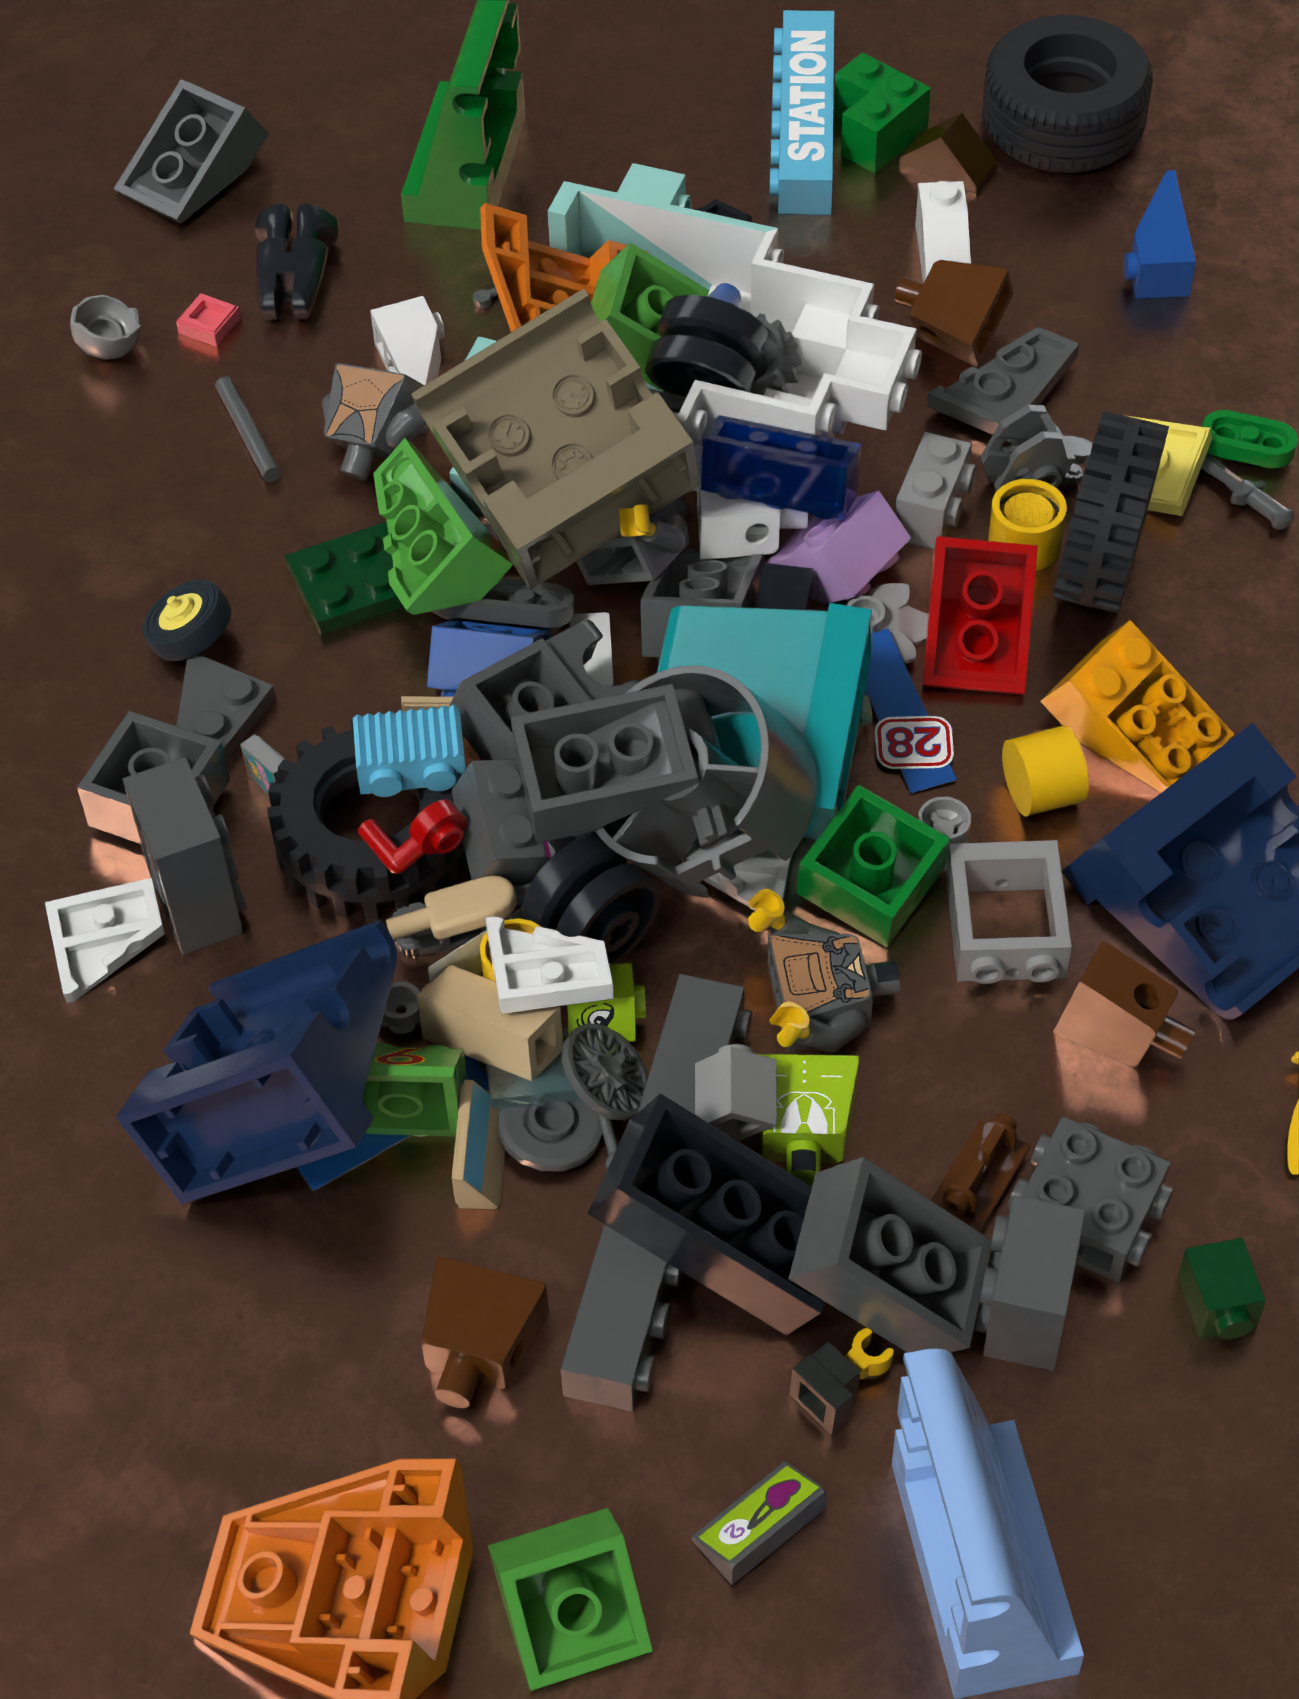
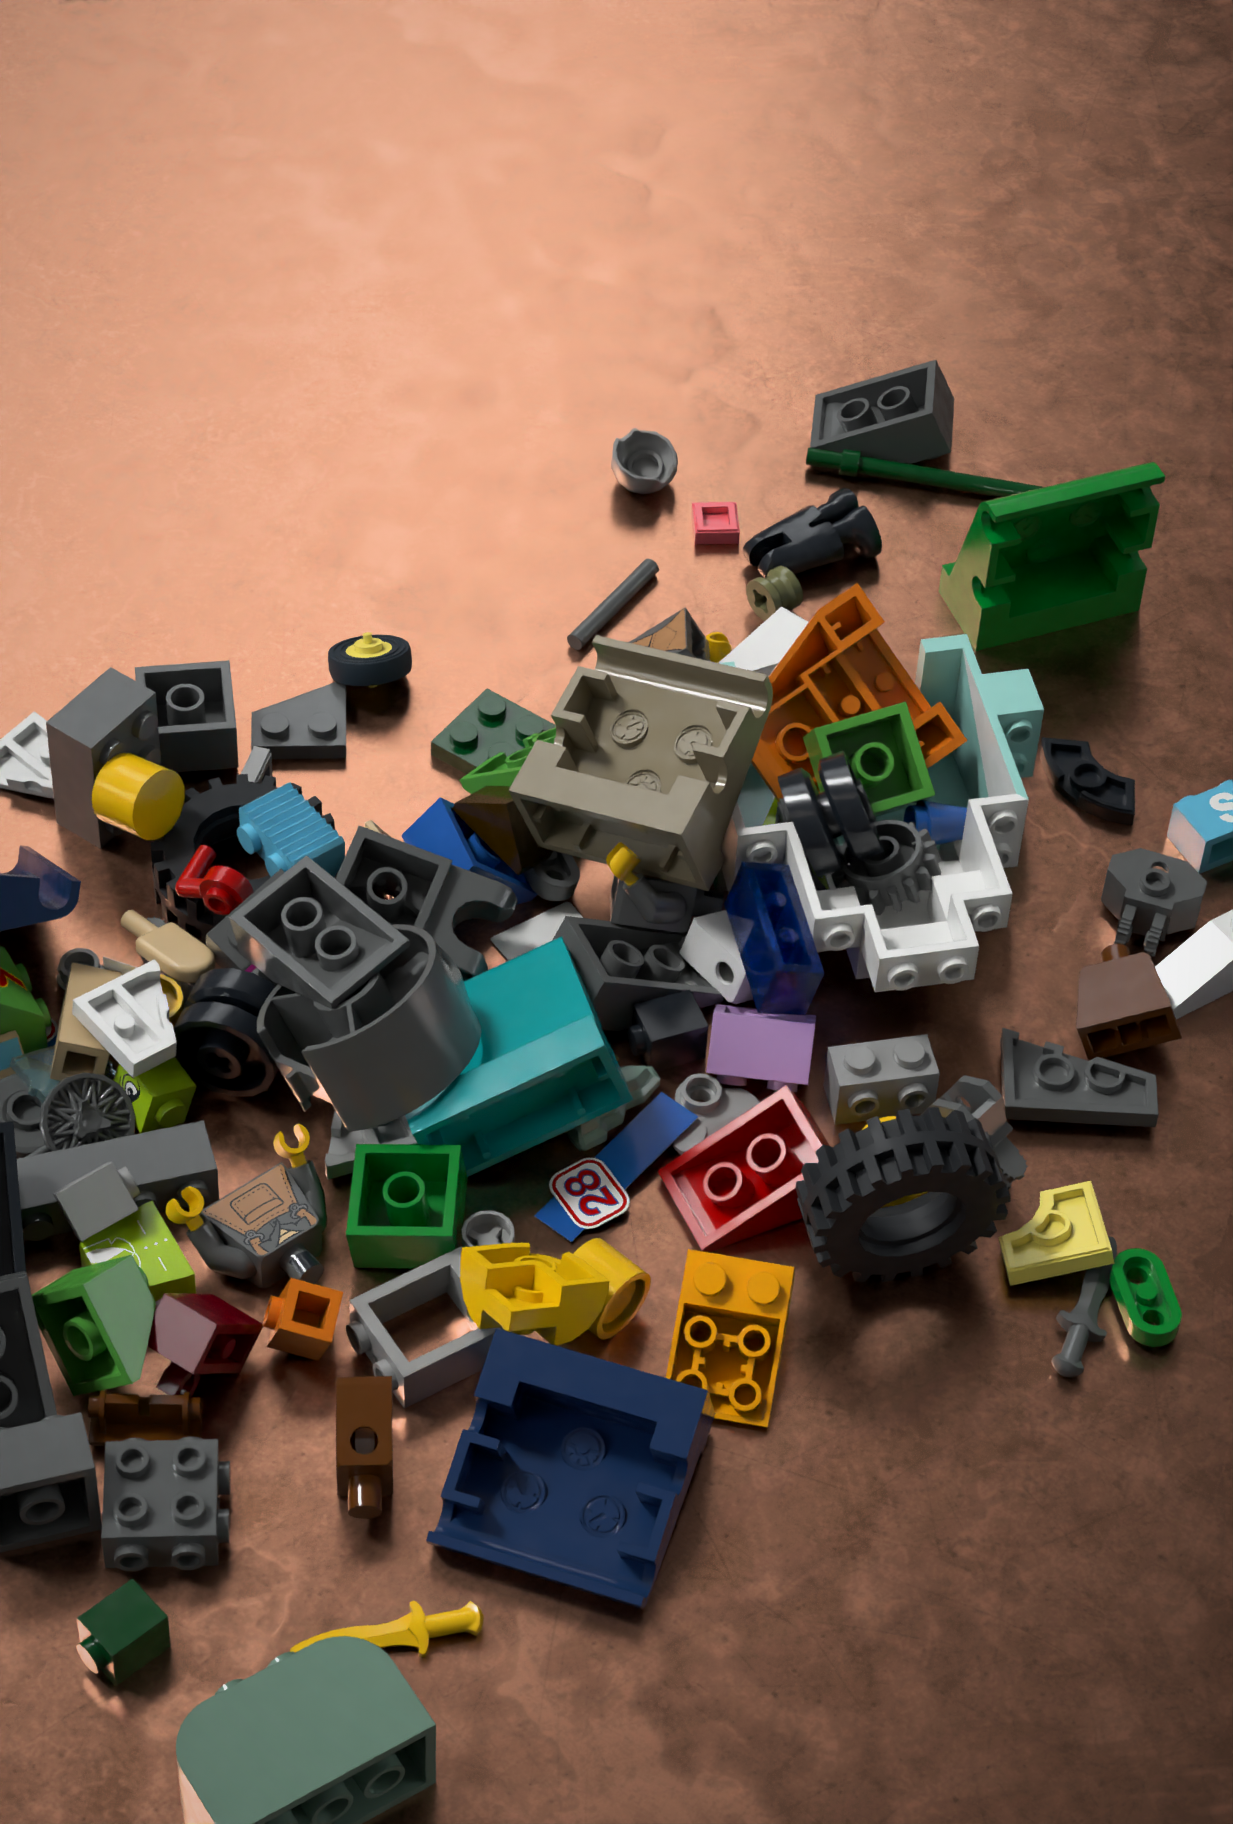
camera: 55 degrees right, 5 degrees down
(221, 200) = (852, 463): none -> dark green bar
(271, 843) = (138, 796): none -> yellow piece
(335, 315) = (775, 591): none -> olive wheel
(488, 594) = (501, 826): none -> dark brown slope
(863, 245) = (1150, 899): none -> dark grey hinge
(897, 1130) = (97, 1323): none -> bright green slope
(938, 1082) = (199, 1338): none -> dark red brick
(955, 995) = (302, 1318): none -> orange brick
(1054, 803) = (531, 1291): none -> yellow brick

